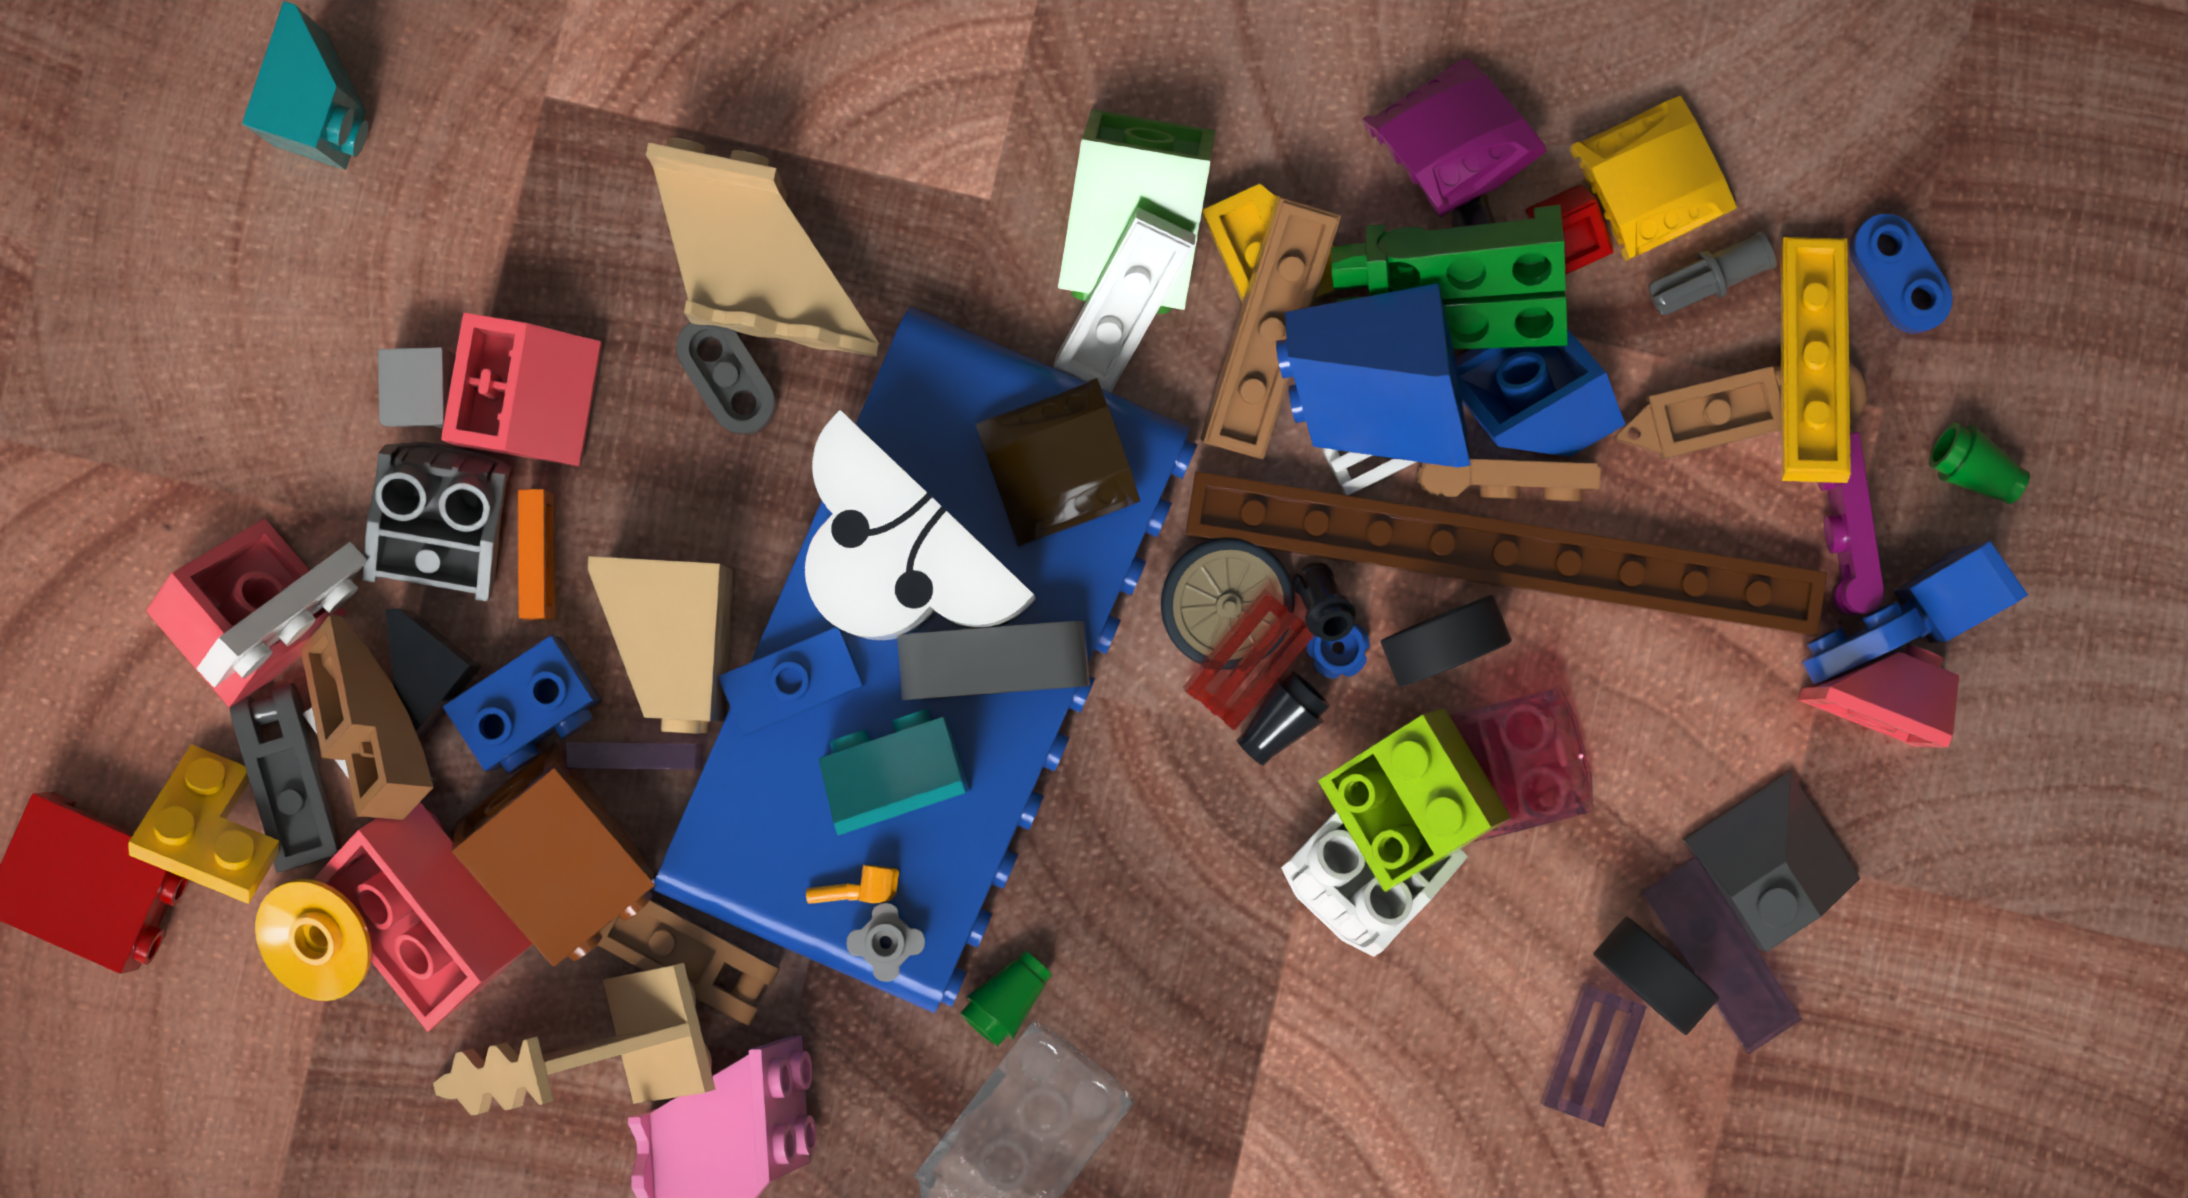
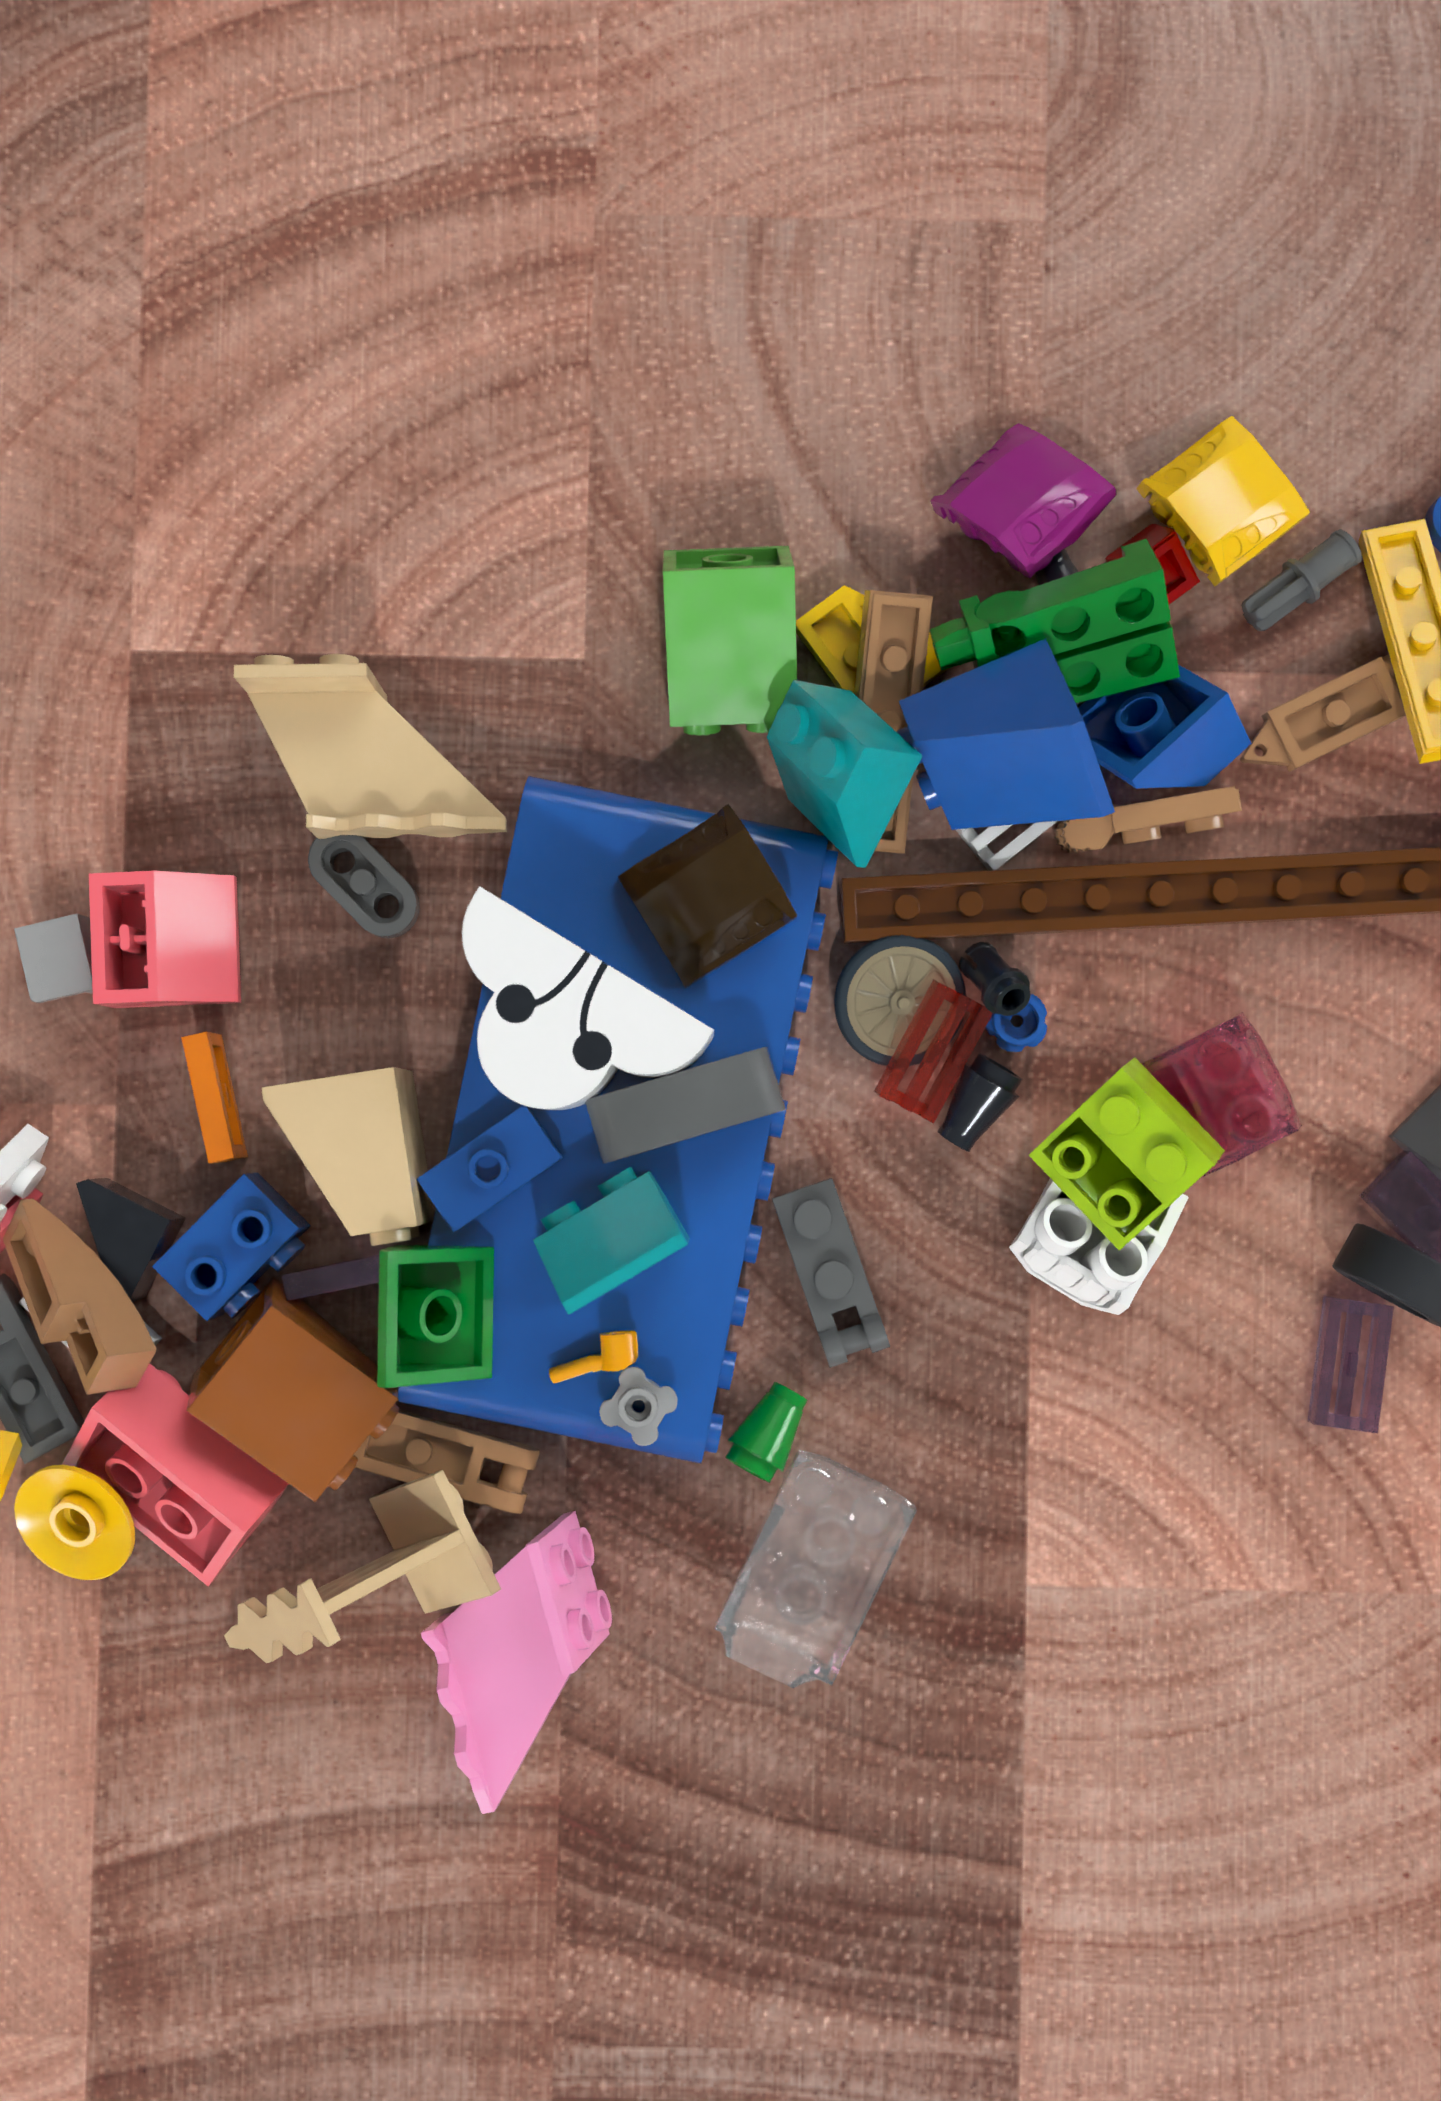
camera: 15 degrees left, 0 degrees up
(436, 517) = (107, 1081): dark grey slope -> none
(709, 811) = (435, 1314): none -> green slope
(1101, 852) = (829, 1269): none -> dark grey plate
(1125, 299) = (738, 721): white tile -> none
(1215, 361) = (840, 765): none -> teal slope
(1446, 641) = (1124, 991): black tyre -> none

